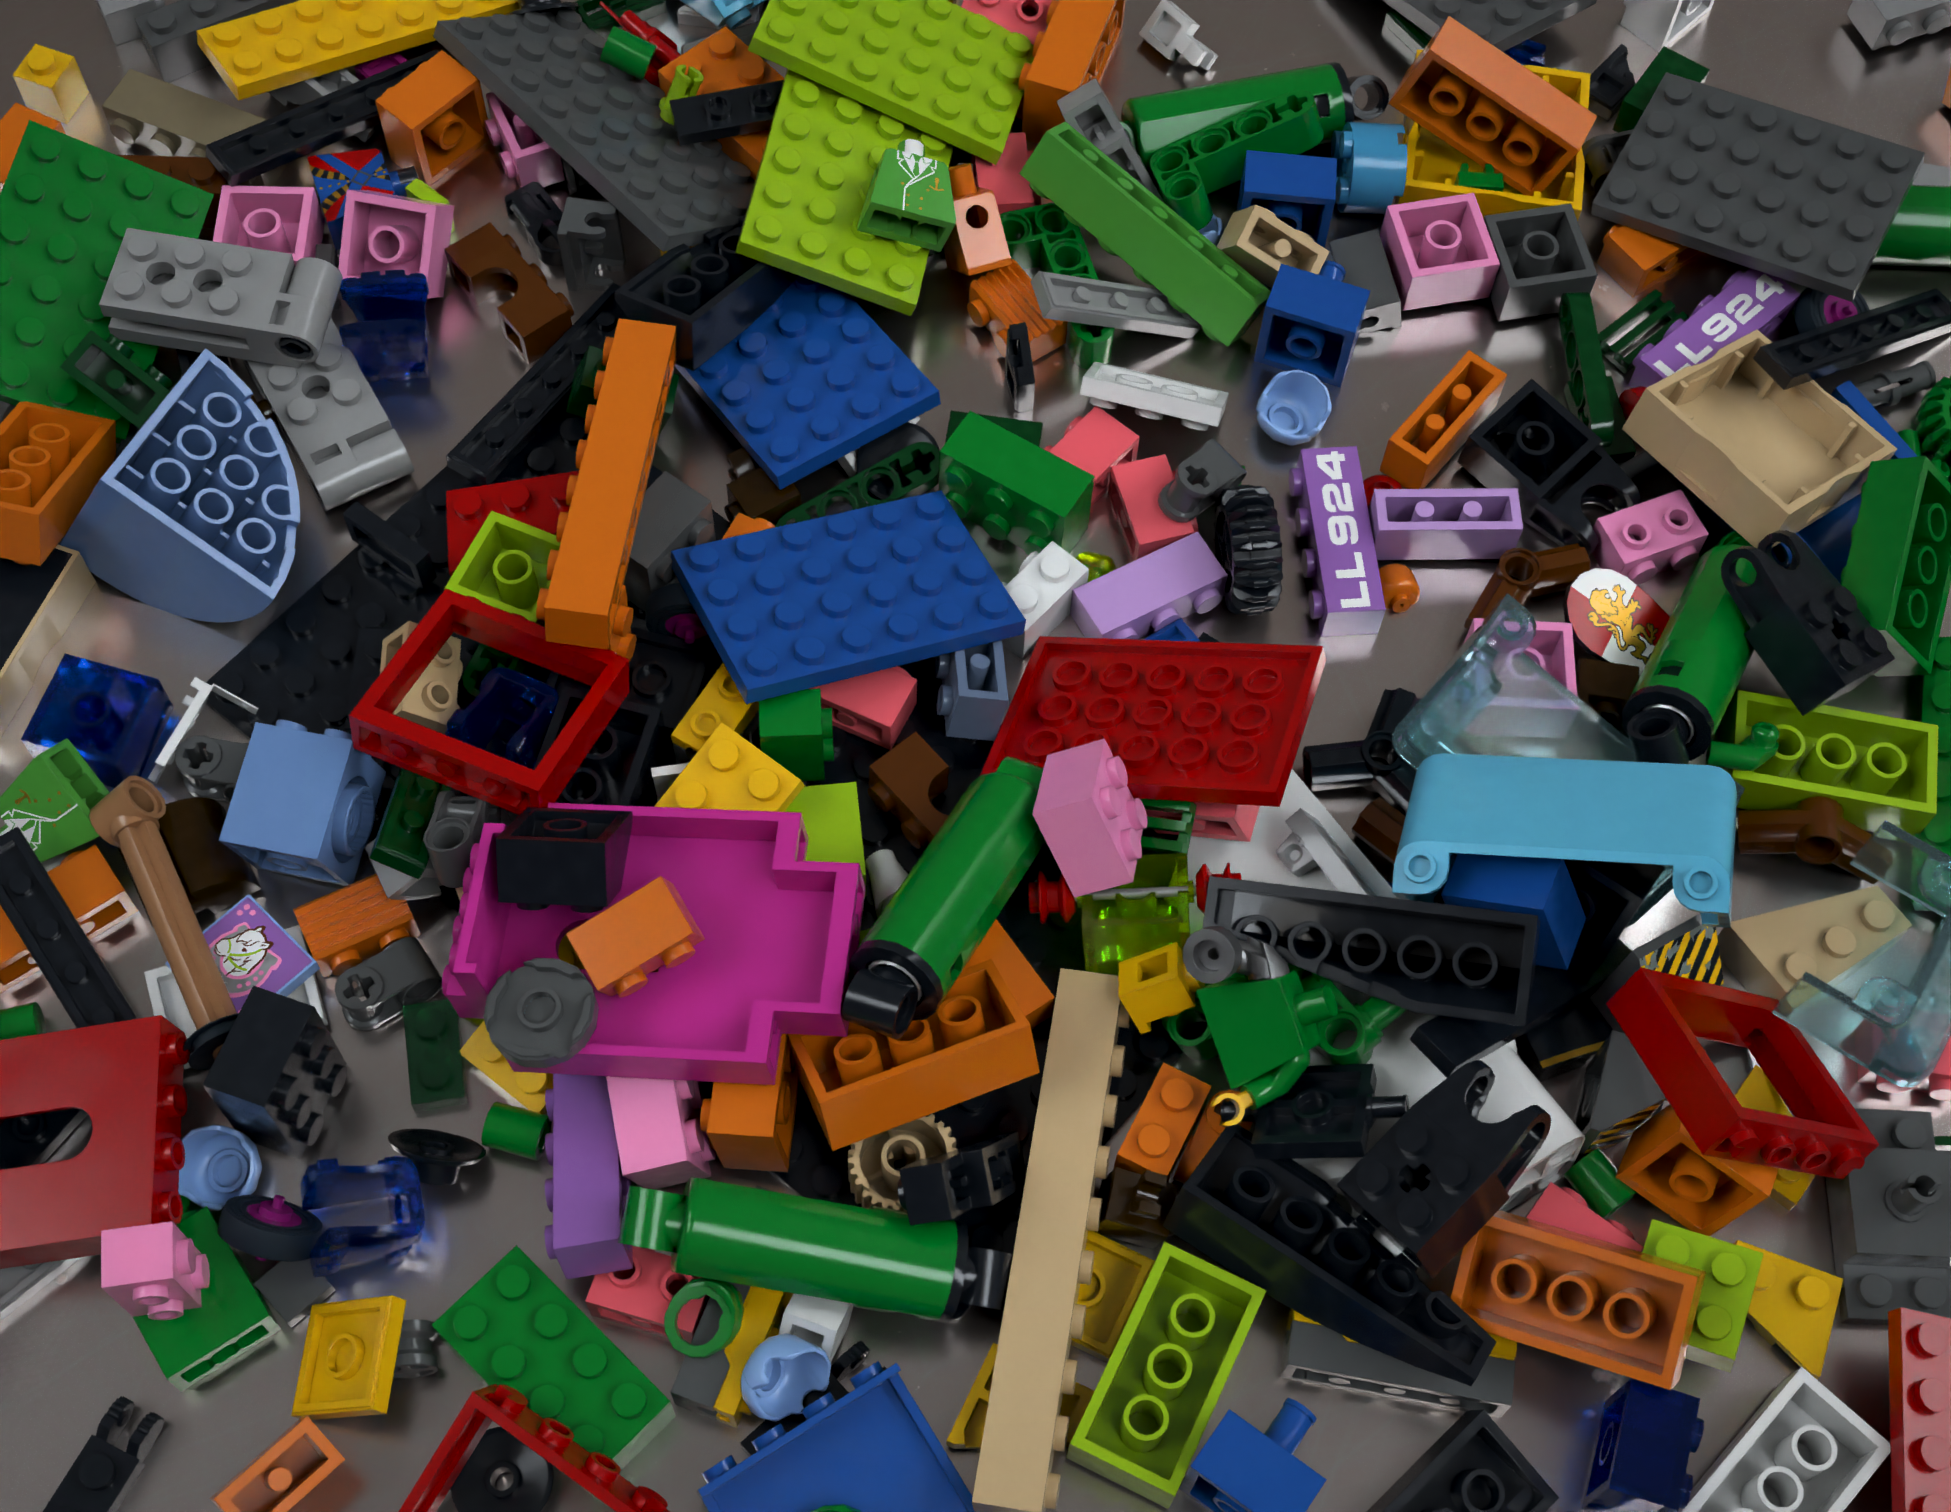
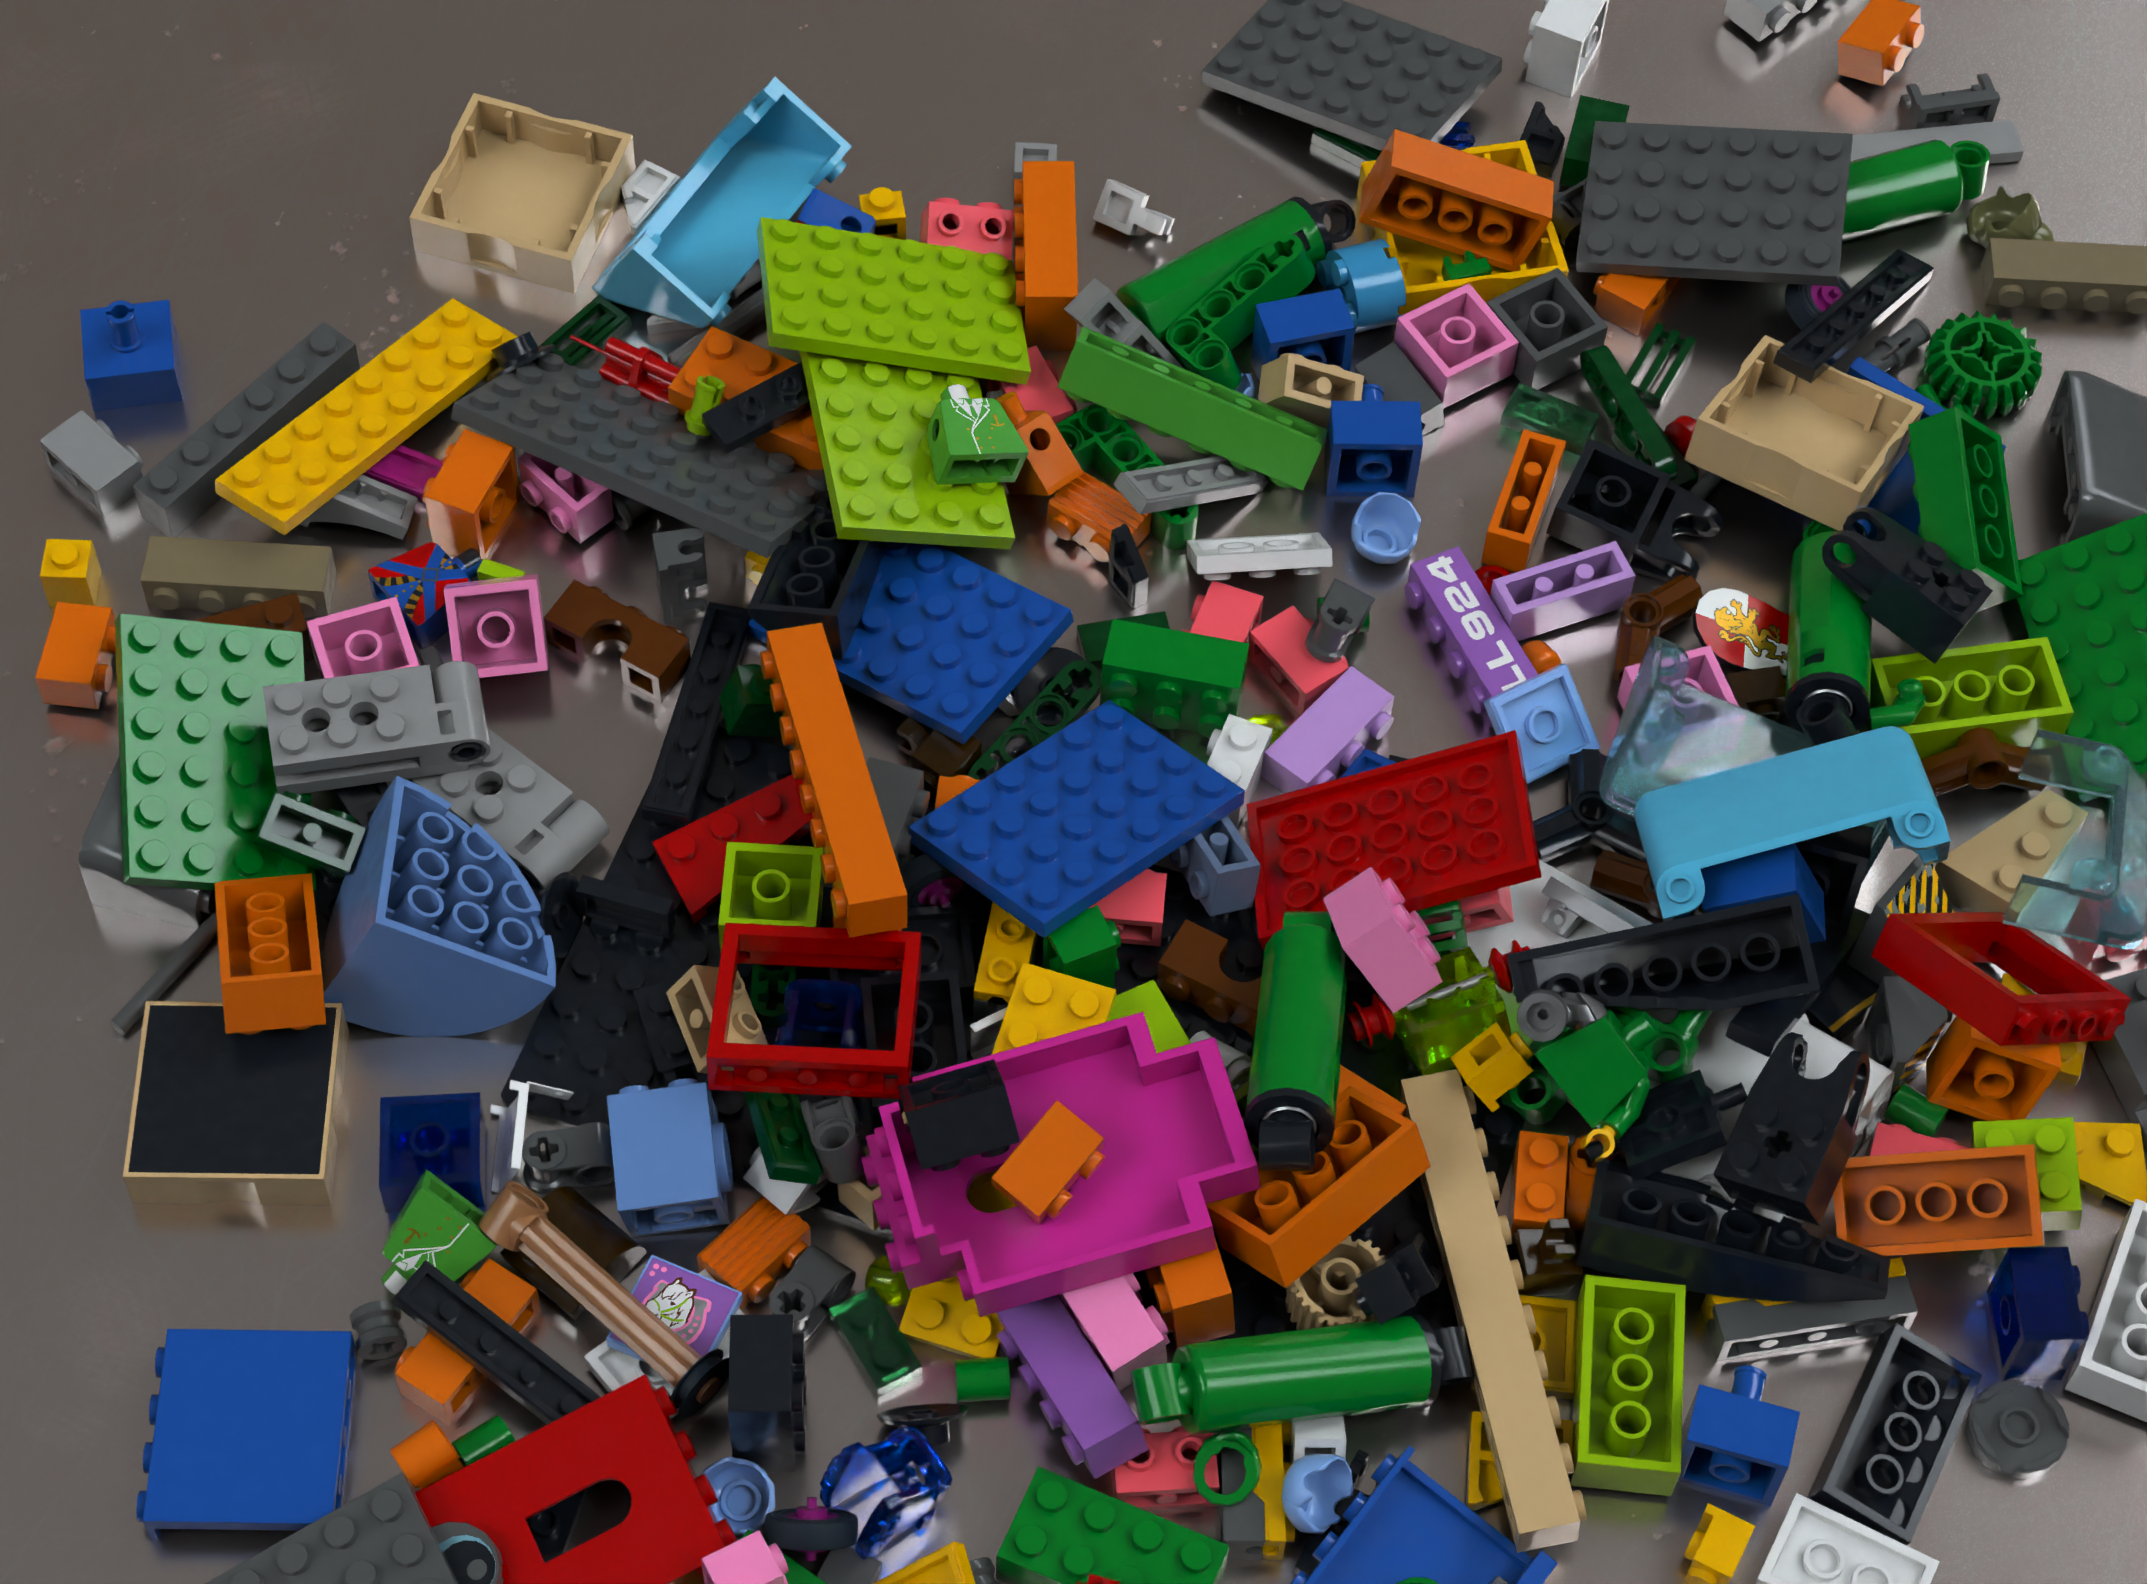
camera: 20 degrees left, 5 degrees down
(305, 127) = (366, 531): black tile -> none
(322, 533) = (560, 912): none -> black piece
(391, 324) = (523, 703): clear blue piece -> none
(539, 217) = (613, 560): black piece -> none
(541, 1013) = (998, 1251): dark grey tile -> none
(628, 53) = (632, 379): green piece -> none
(1249, 549) = (1405, 664): black gear -> none
(1368, 649) = (1546, 719): none -> light blue tile
(1506, 348) = (1549, 416): none -> clear green plate
(1650, 537) = (1741, 549): bright pink brick -> none
(1745, 304) = (1742, 319): medium lavender brick -> none

